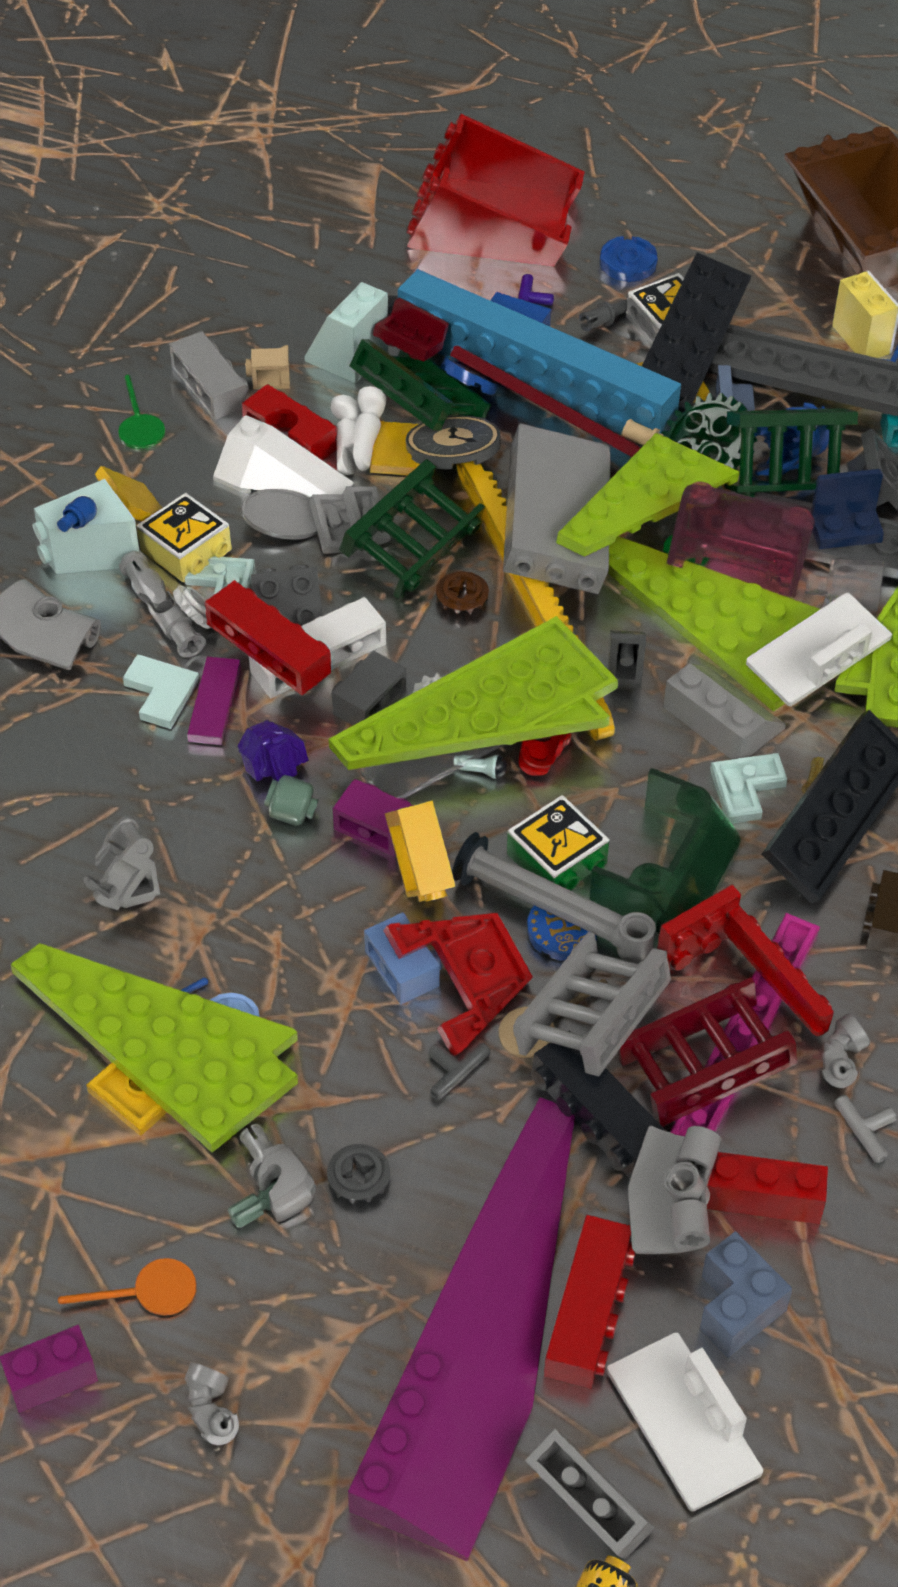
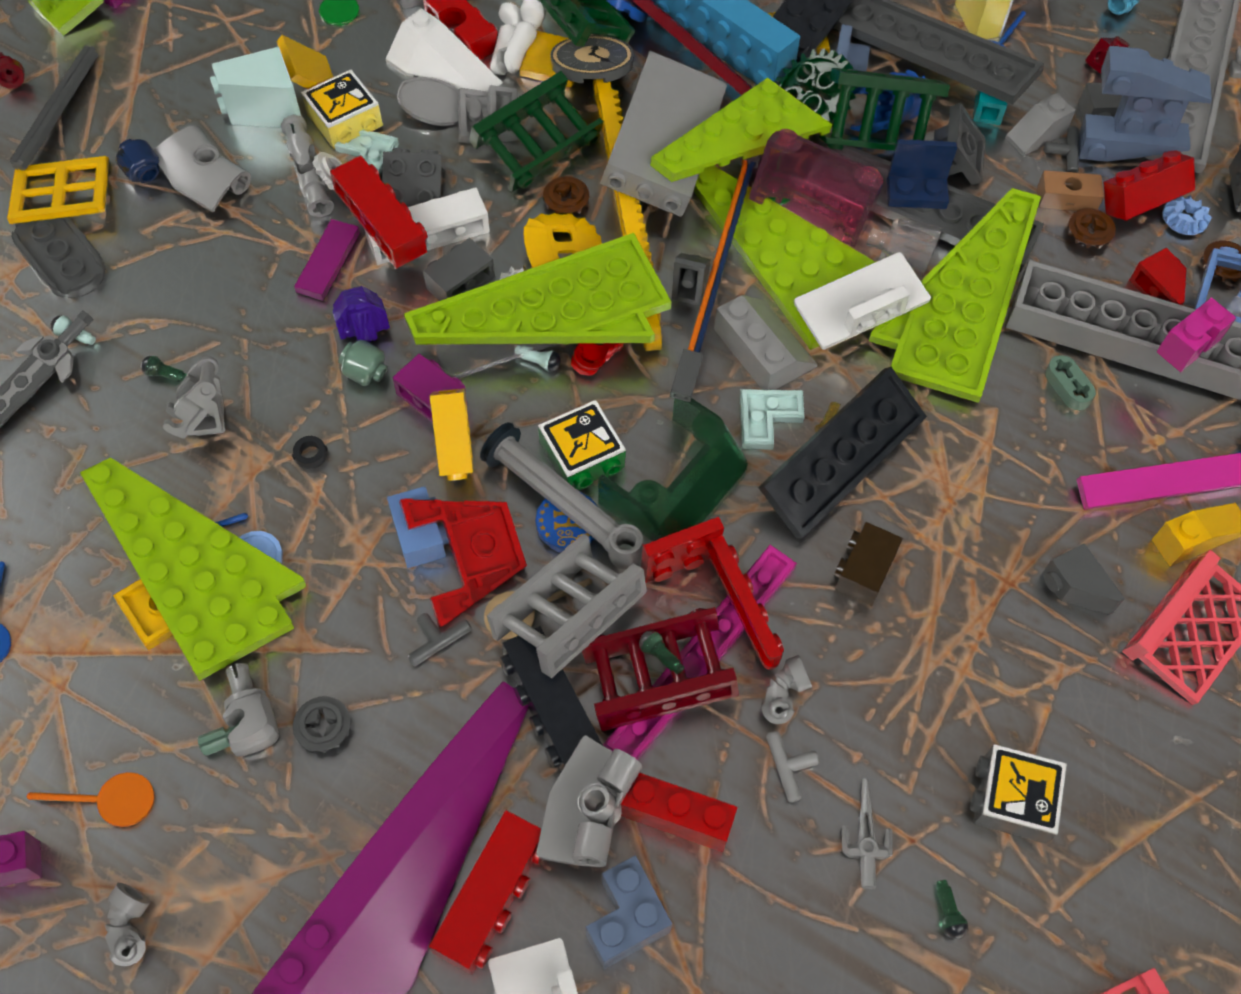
camera: 10 degrees right, 10 degrees up
(53, 844) = (153, 366): none -> clear green piece
(77, 513) = (243, 74): blue cylinder -> none
(167, 688) = (291, 239): light aqua tile -> none
(261, 914) = (305, 442): none -> black piece
(451, 645) = (539, 238): none -> yellow piece
(637, 432) = (754, 74): tan pin -> none
(656, 733) = (692, 358): none -> piece
(695, 1025) = (653, 644): none -> clear green piece

